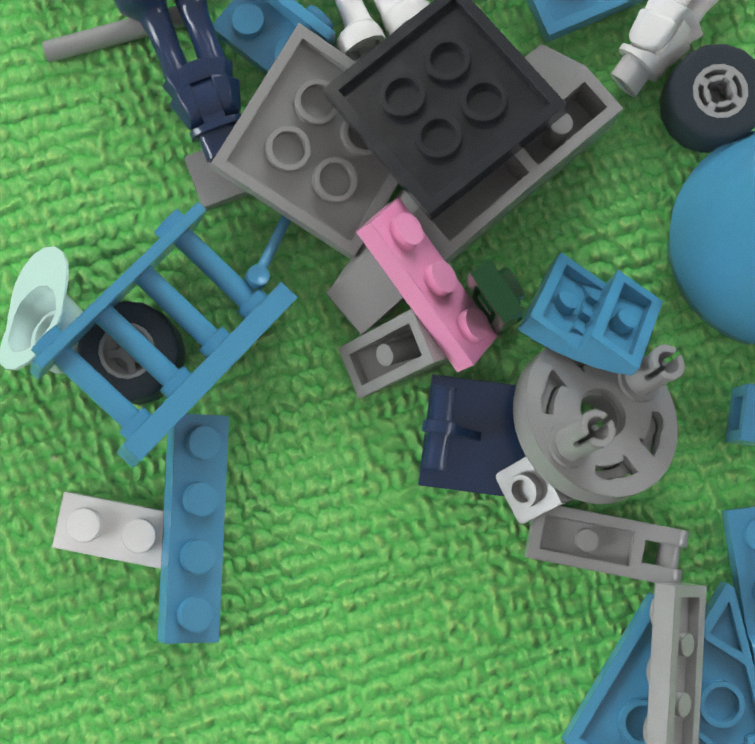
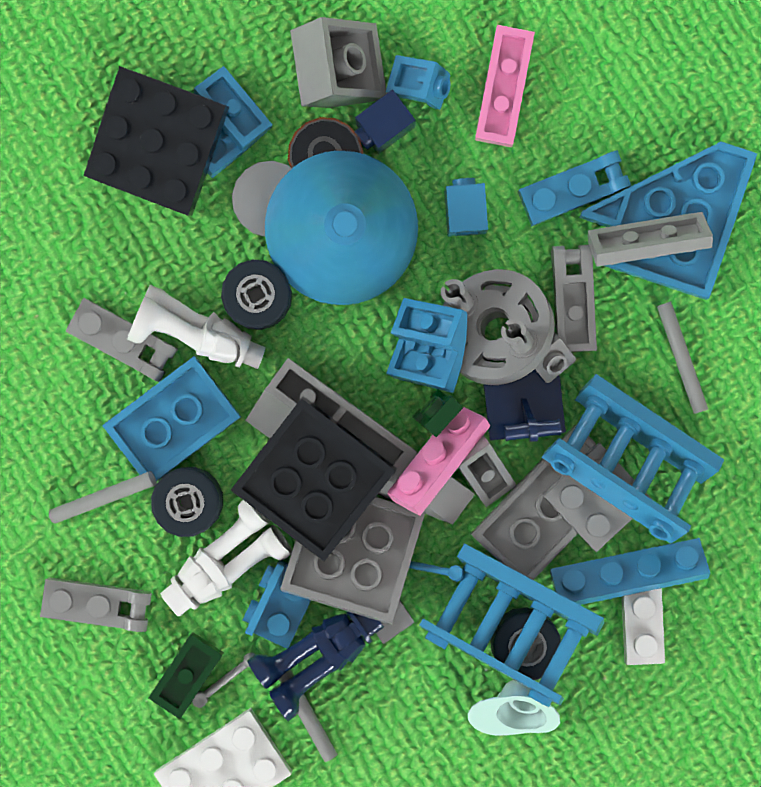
camera: 100 degrees left, 5 degrees up
(314, 506) = (585, 510): none -> light grey plate
(318, 440) = (524, 526): none -> light grey tile
(391, 608) = (652, 432): none -> dark azure fence
(485, 682) = (682, 357): none -> light grey bar

